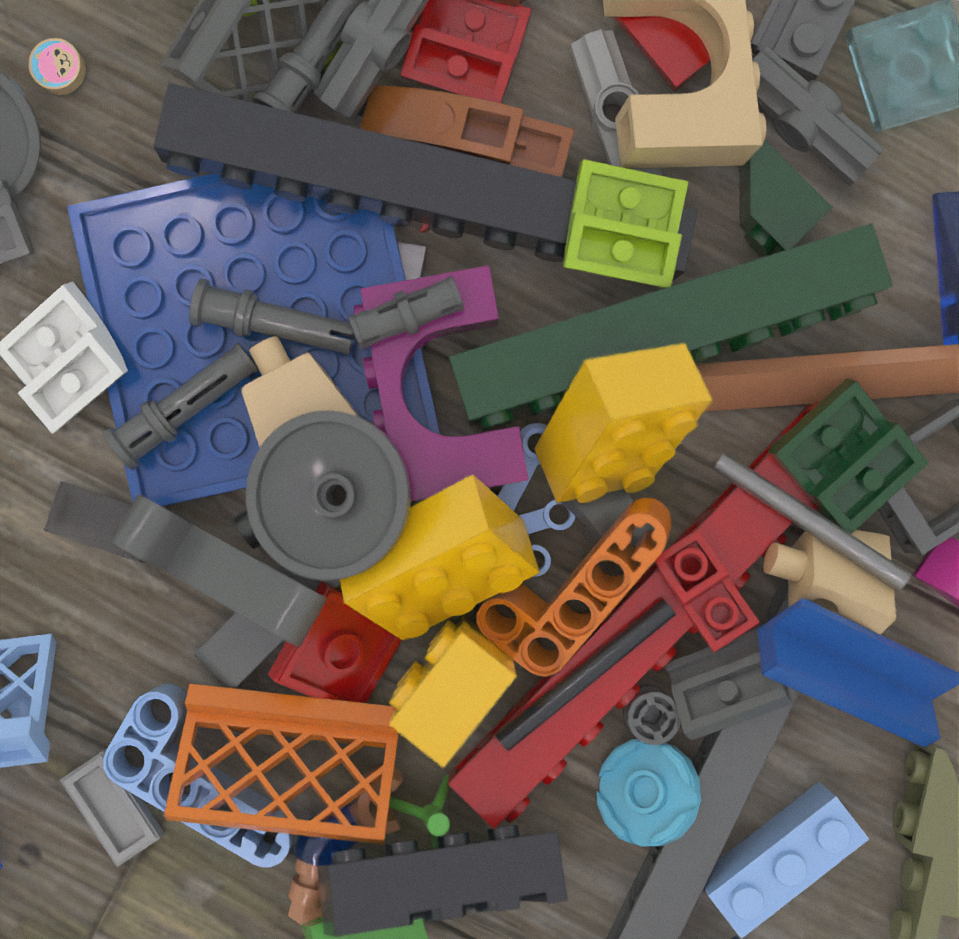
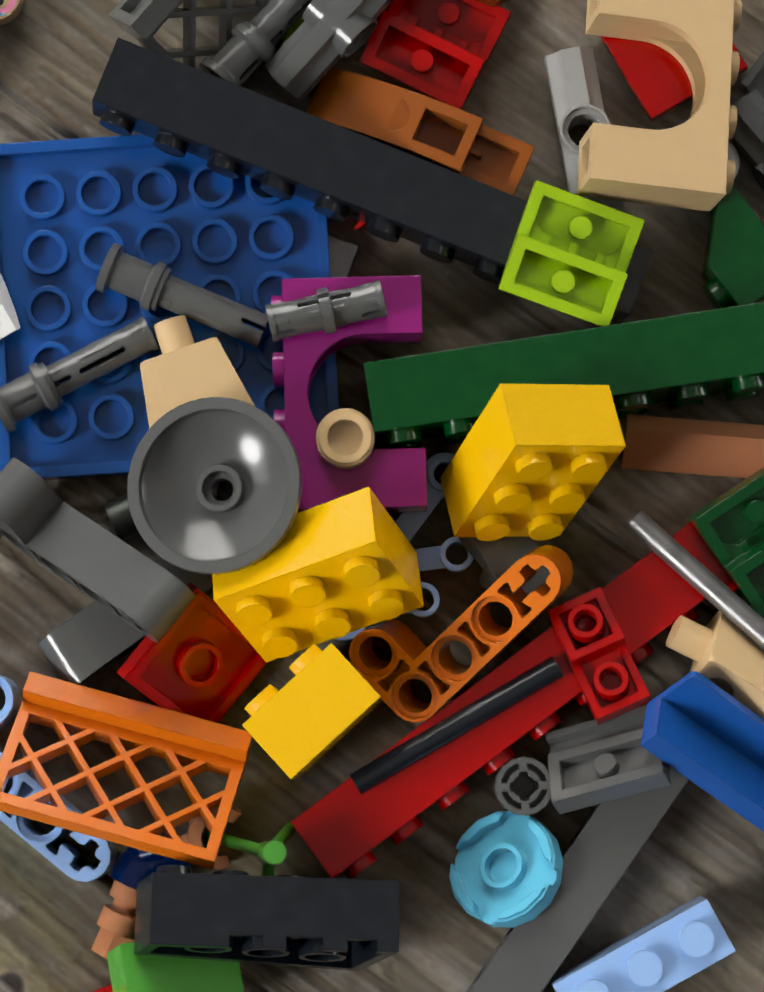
camera: 15 degrees right, 5 degrees down
(443, 429) = (345, 438): none -> tan tile

